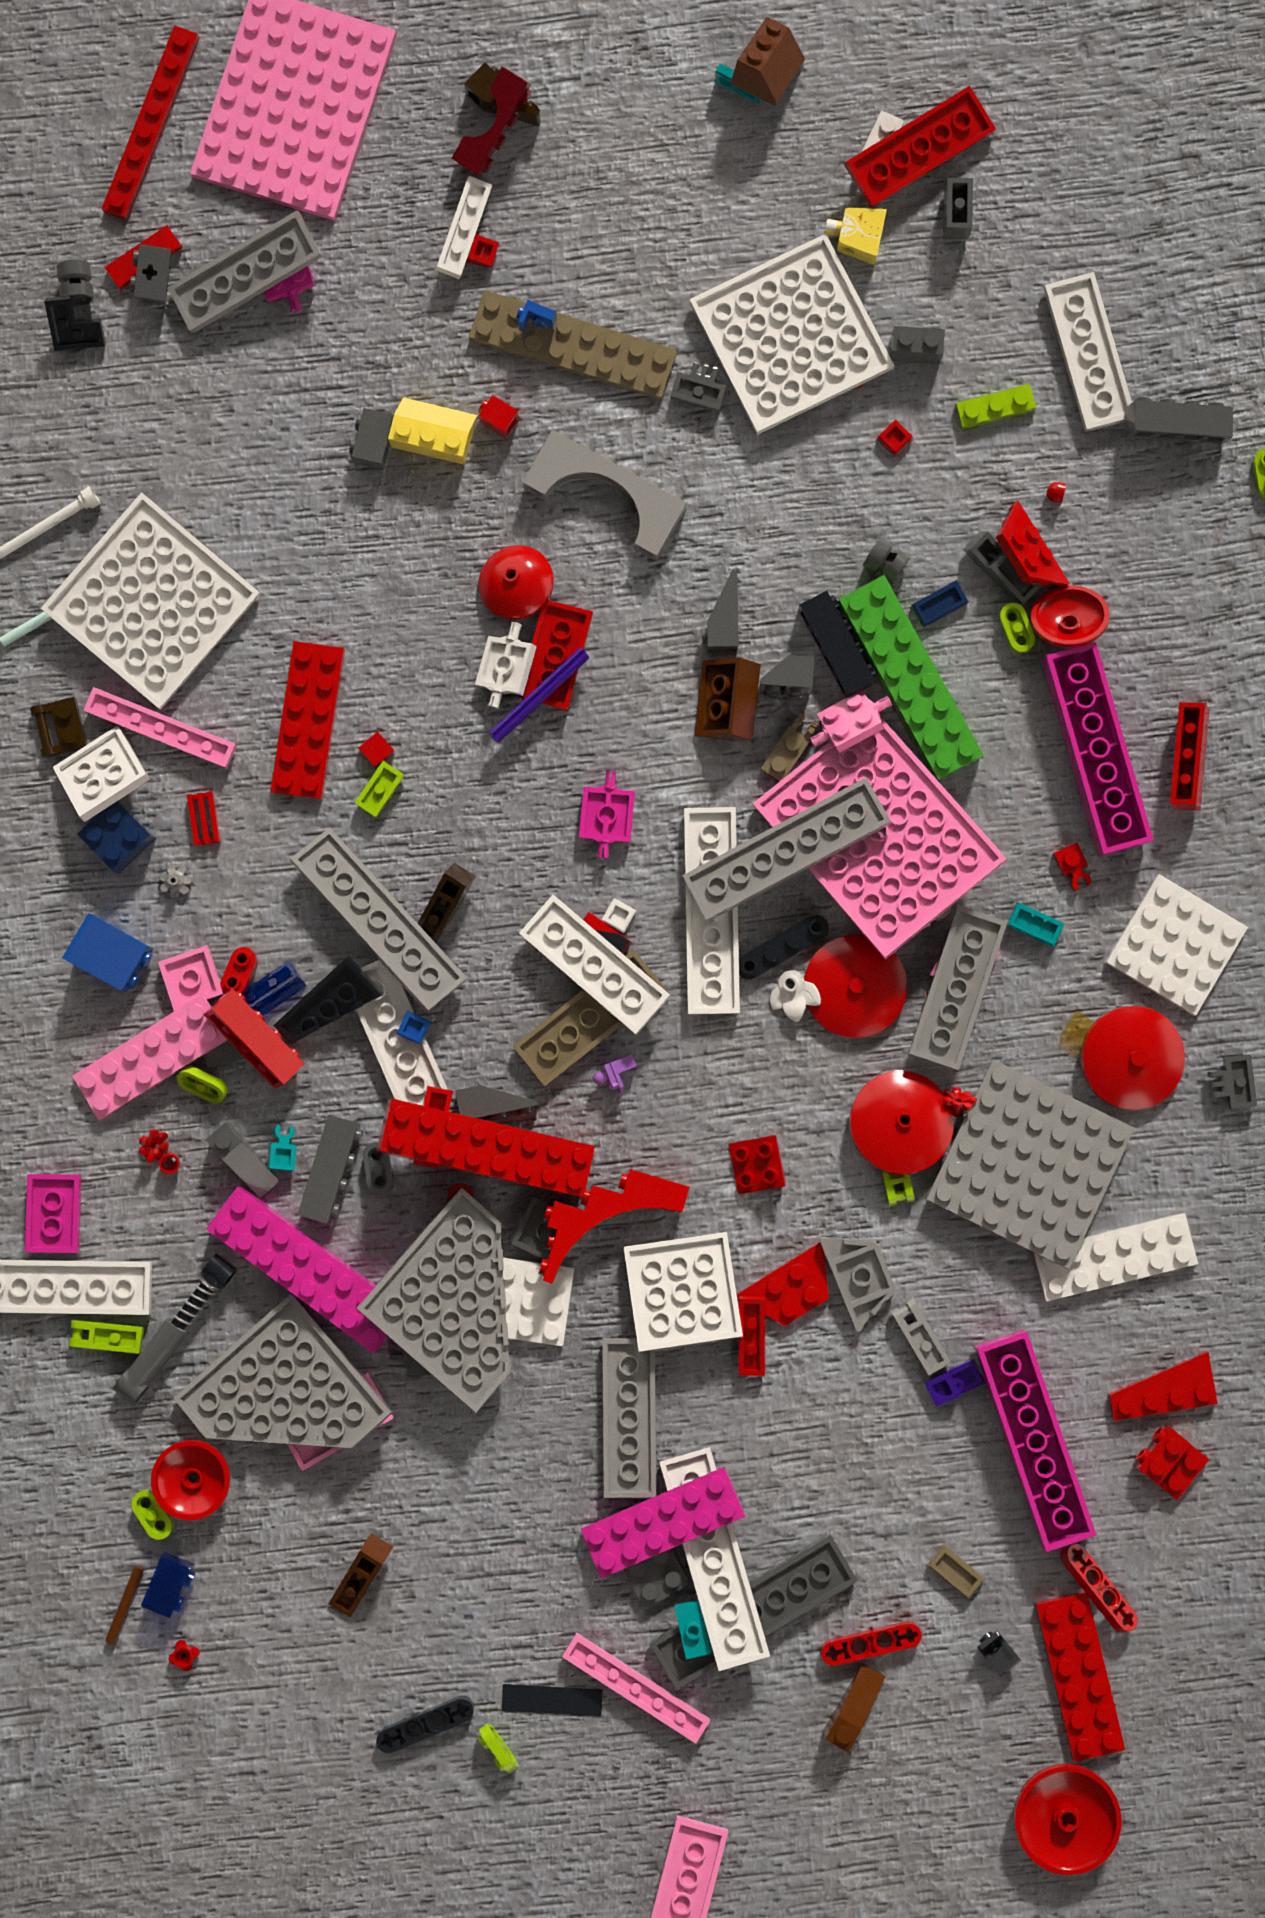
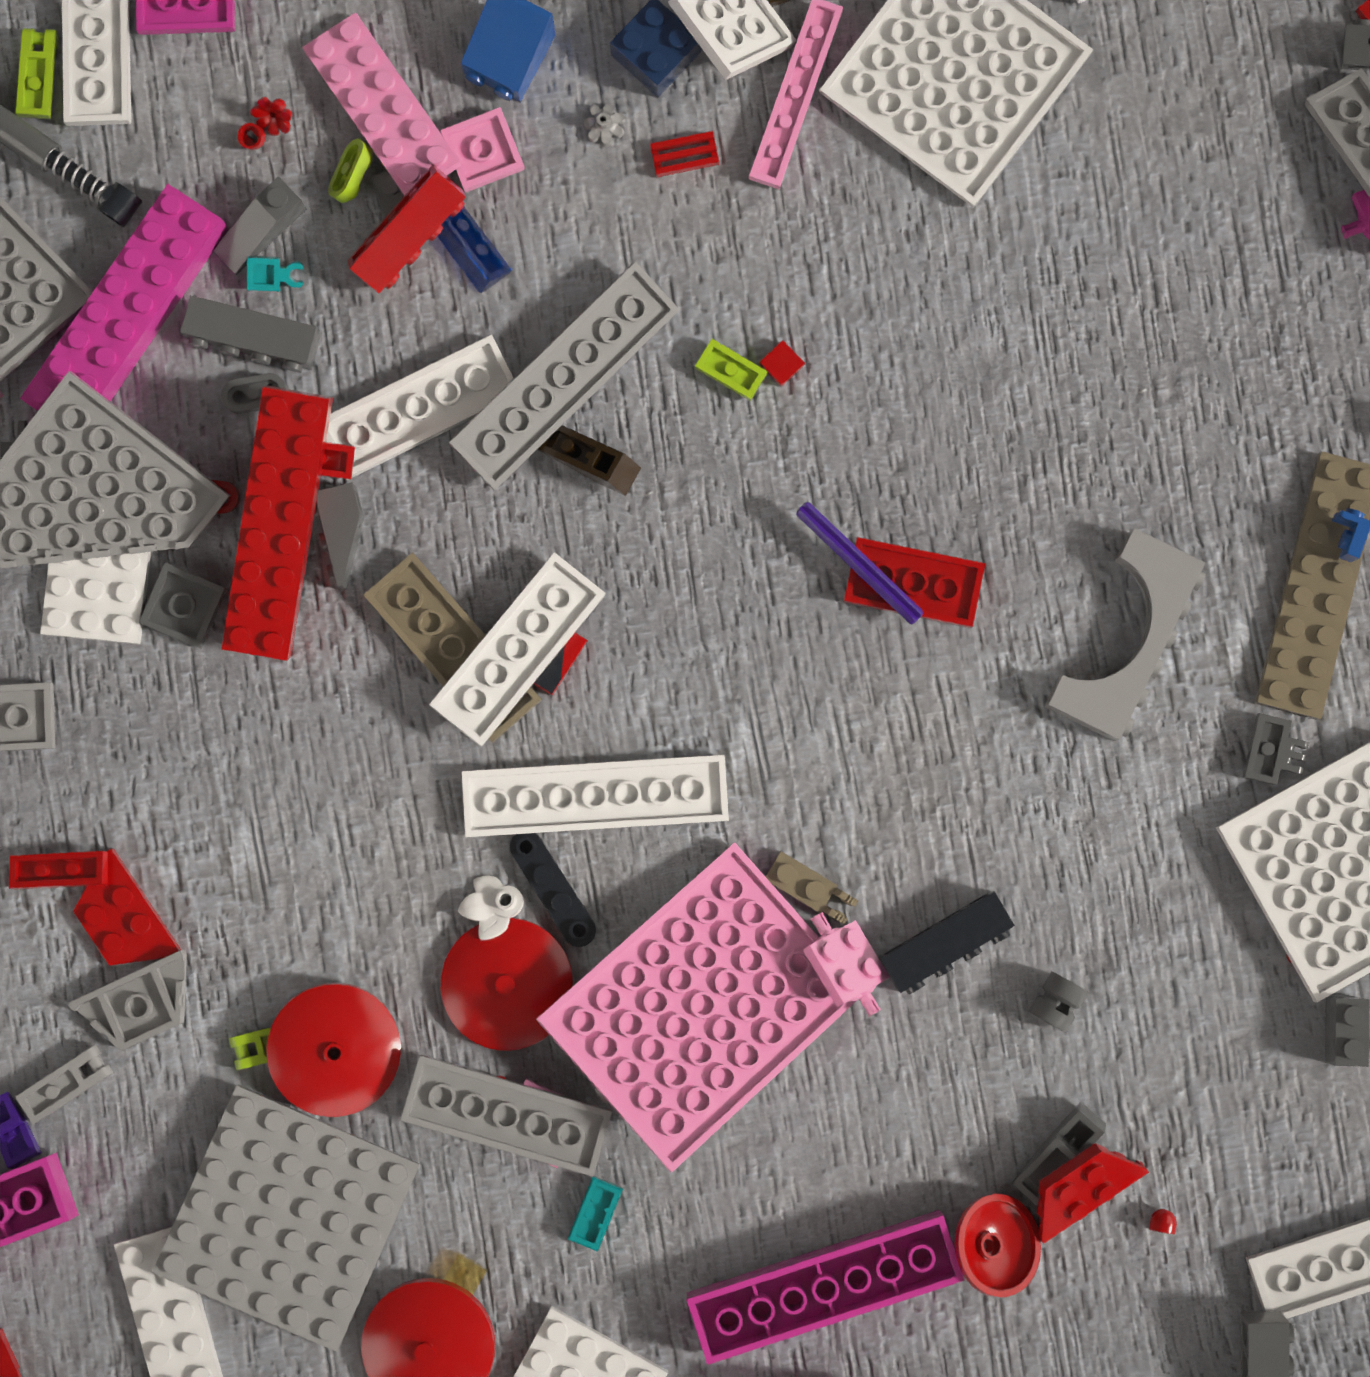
camera: 85 degrees right, 0 degrees up
(240, 971) = (491, 210): red plate -> none
(307, 720) = (815, 276): red plate -> none
(333, 997) = (462, 323): black wing -> none
(372, 440) = (1181, 336): dark grey brick -> none
(413, 1027) = (429, 427): blue tile -> none
(432, 431) = (1196, 411): light yellow slope -> none
(498, 416) = (1220, 494): red brick -> none
(505, 665) = (896, 519): white plate -> none
(522, 594) = (995, 542): red dish -> none
(571, 1223) = (190, 636): red arch -> none
(606, 814) = (712, 657): dark pink plate -> none
(611, 1073) = (384, 678): medium lavender piece -> none
(618, 915) = (584, 678): white tile -> none
(682, 1292) = (110, 780): white plate -> none
(723, 621) = (968, 794): dark grey slope -> none
(727, 699) = (867, 804): reddish brown slope -> none
(757, 1164) = (274, 868): red hinge -> none
(787, 849) = (674, 887): light grey plate -> none
(789, 677) = (899, 882): dark grey slope -> none
(894, 437) = (1223, 1007): red tile -> none
(910, 679) = (905, 1038): bright green brick -> none
(939, 604) = (1007, 1074): dark blue tile -> none
(959, 1100) = (365, 1122): red plant -> none
(995, 406) = (1272, 1138): lime plate -> none
(1018, 628) = (980, 1178): lime plate -> none
(1071, 861) = (678, 1258): red plate -> none

